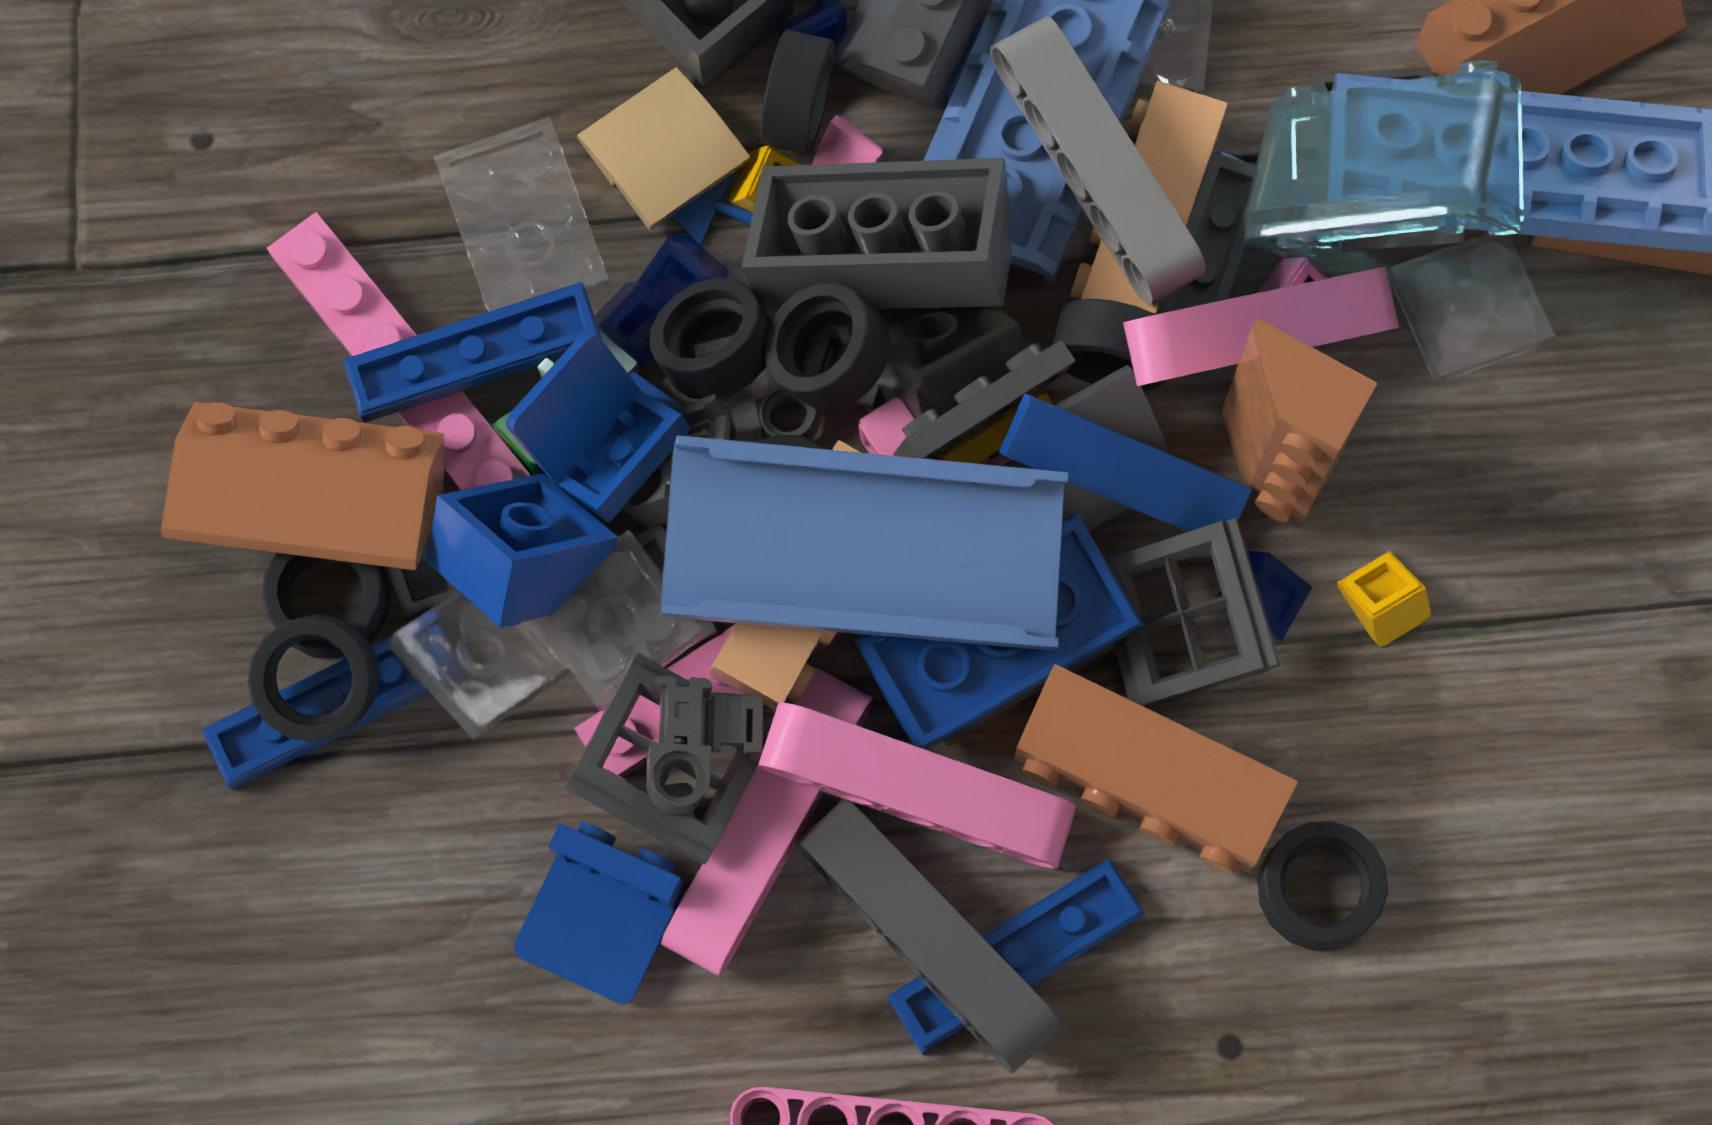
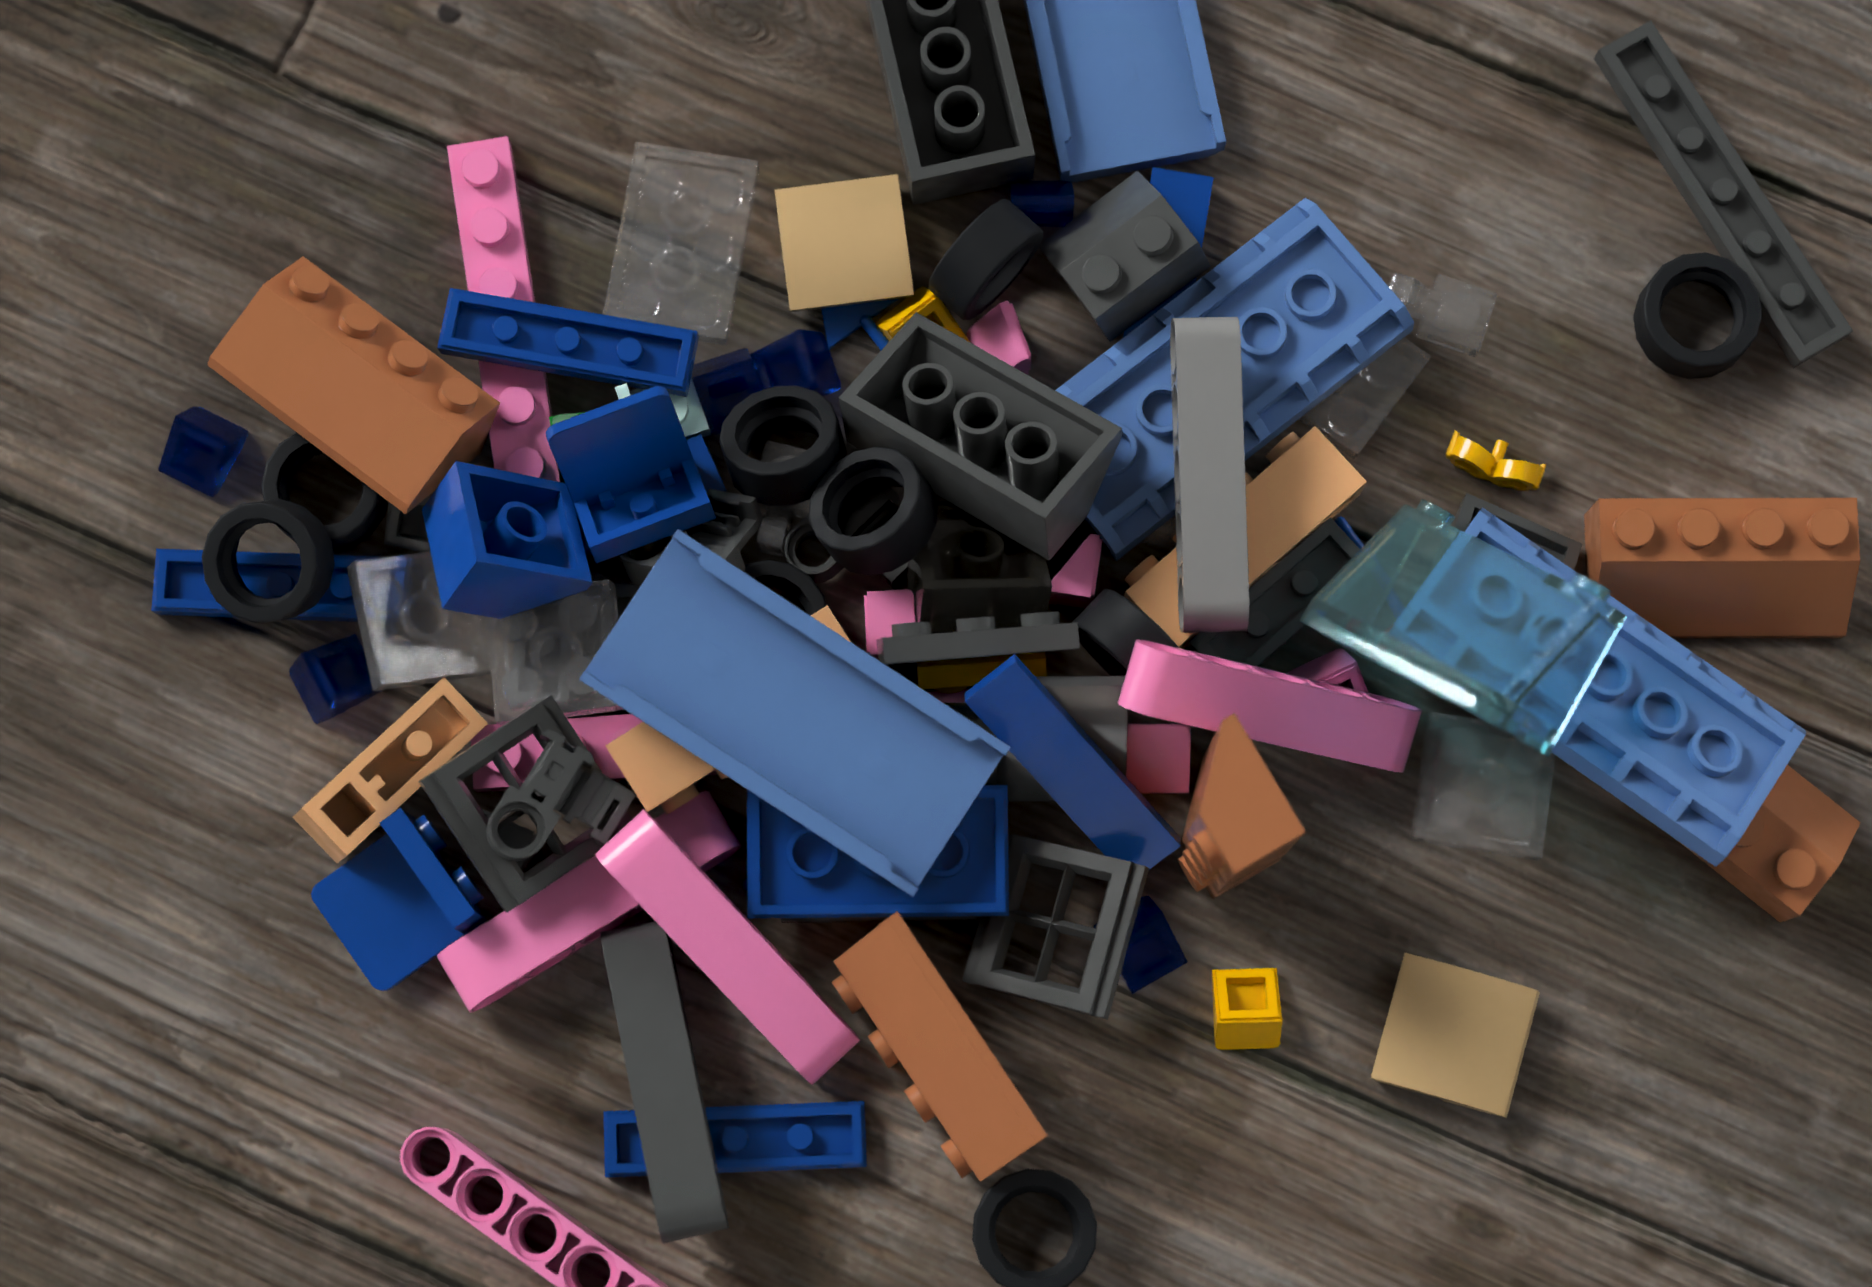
camera: 30 degrees right, 5 degrees up
(192, 624) = (201, 449): none -> clear blue slope
(426, 756) = (332, 678): none -> clear blue slope
(526, 805) = (389, 770): none -> light nougat slope
(1033, 310) = (1077, 579): none -> bright pink slope
(1190, 426) = (1159, 758): none -> bright pink slope
(1310, 45) = (1492, 467): none -> yellow piece
(1573, 521) = (1455, 1035): none -> tan slope

